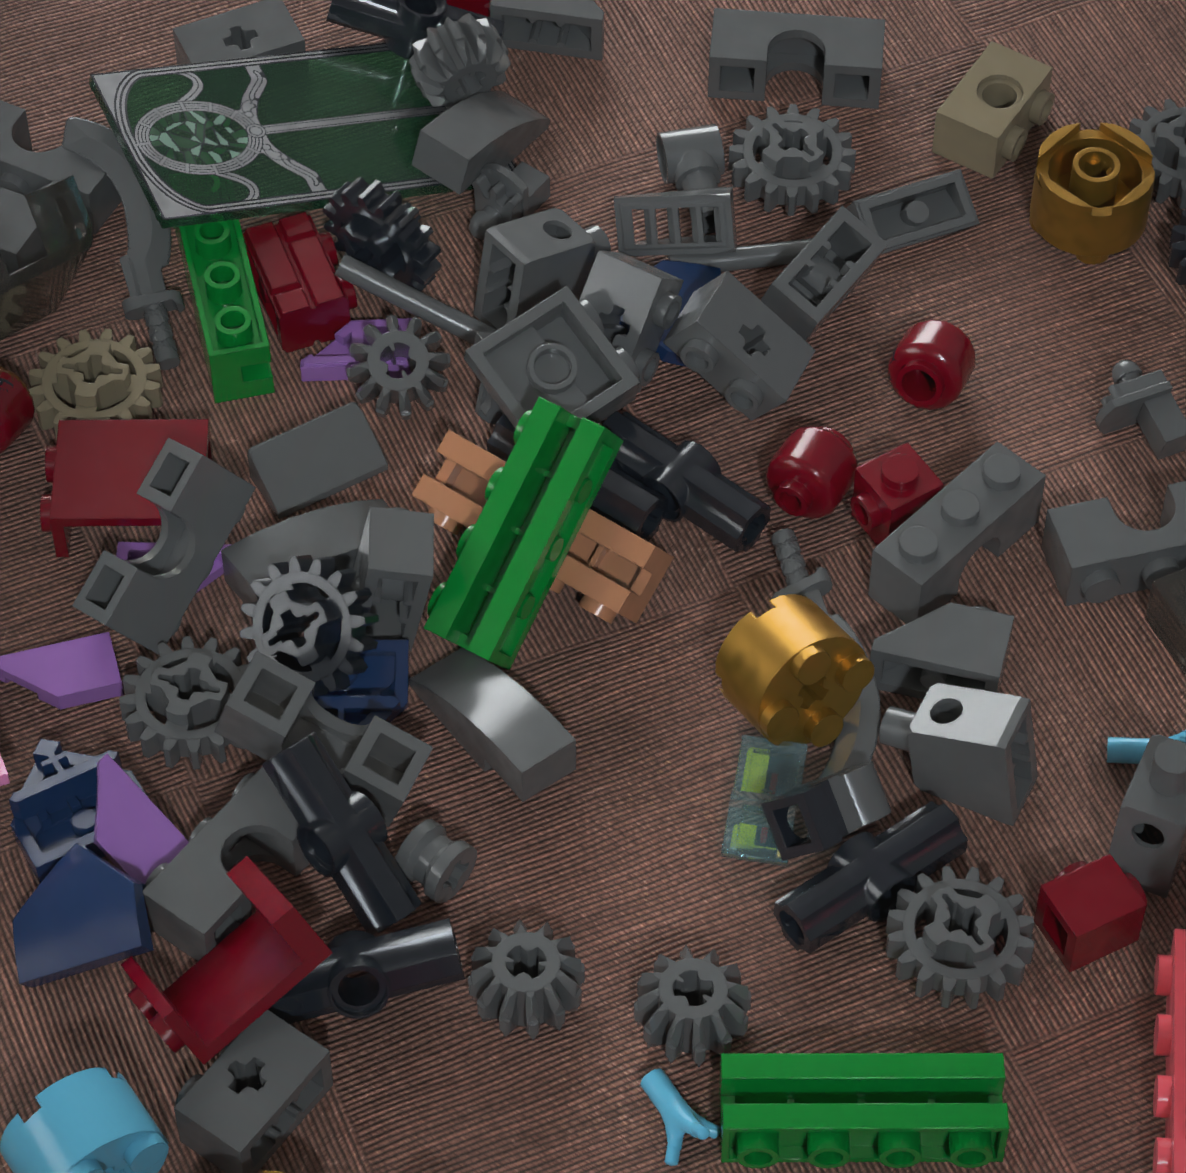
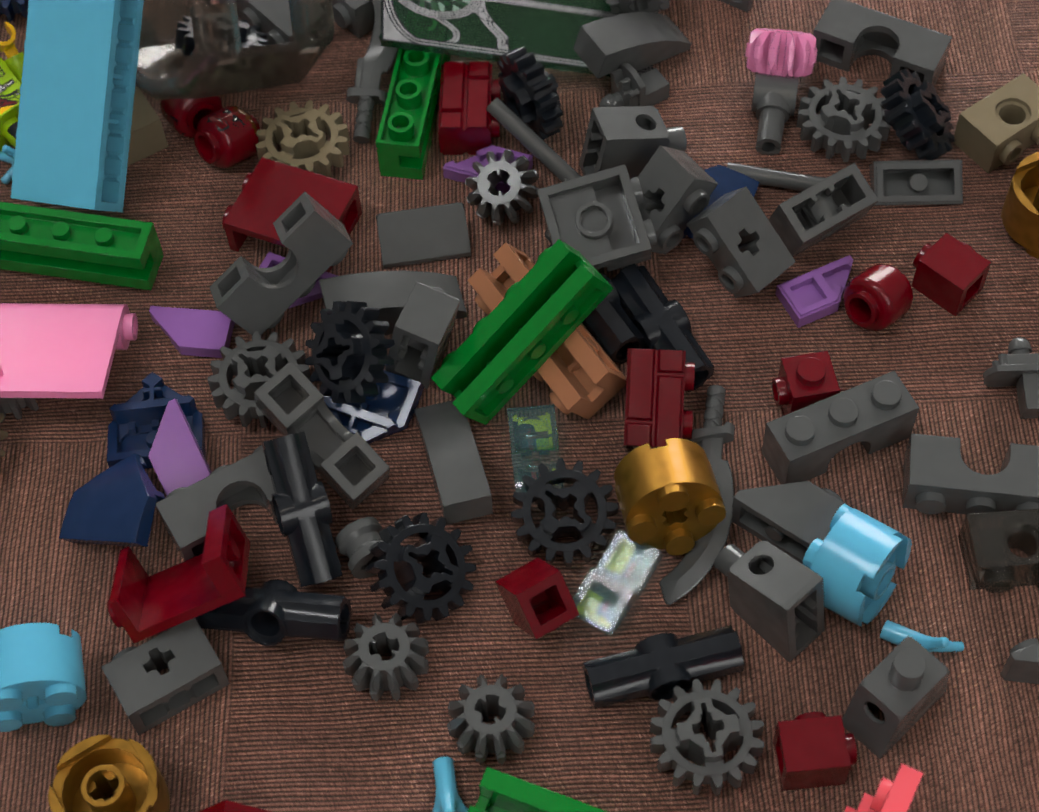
camera: 25 degrees right, 5 degrees up
(522, 858) = (402, 575): none -> black gear
(589, 682) = (532, 442): none -> clear light blue slope
(640, 727) = (576, 496): none -> black gear
(679, 97) = (781, 52): none -> bright pink gear
(685, 845) = (537, 598): none -> dark red brick
(719, 198) = (773, 148): dark grey slope -> none
(721, 562) = (656, 397): none -> dark red brick
(812, 469) = (754, 349): dark red head -> none
(829, 809) = (651, 606): leg -> none
(848, 384) = (815, 292): none -> medium lavender tile
(885, 128) = (917, 115): none -> black gear
(1004, 310) = (949, 273): none -> dark red brick
(1058, 670) = (857, 564): none -> medium azure brick

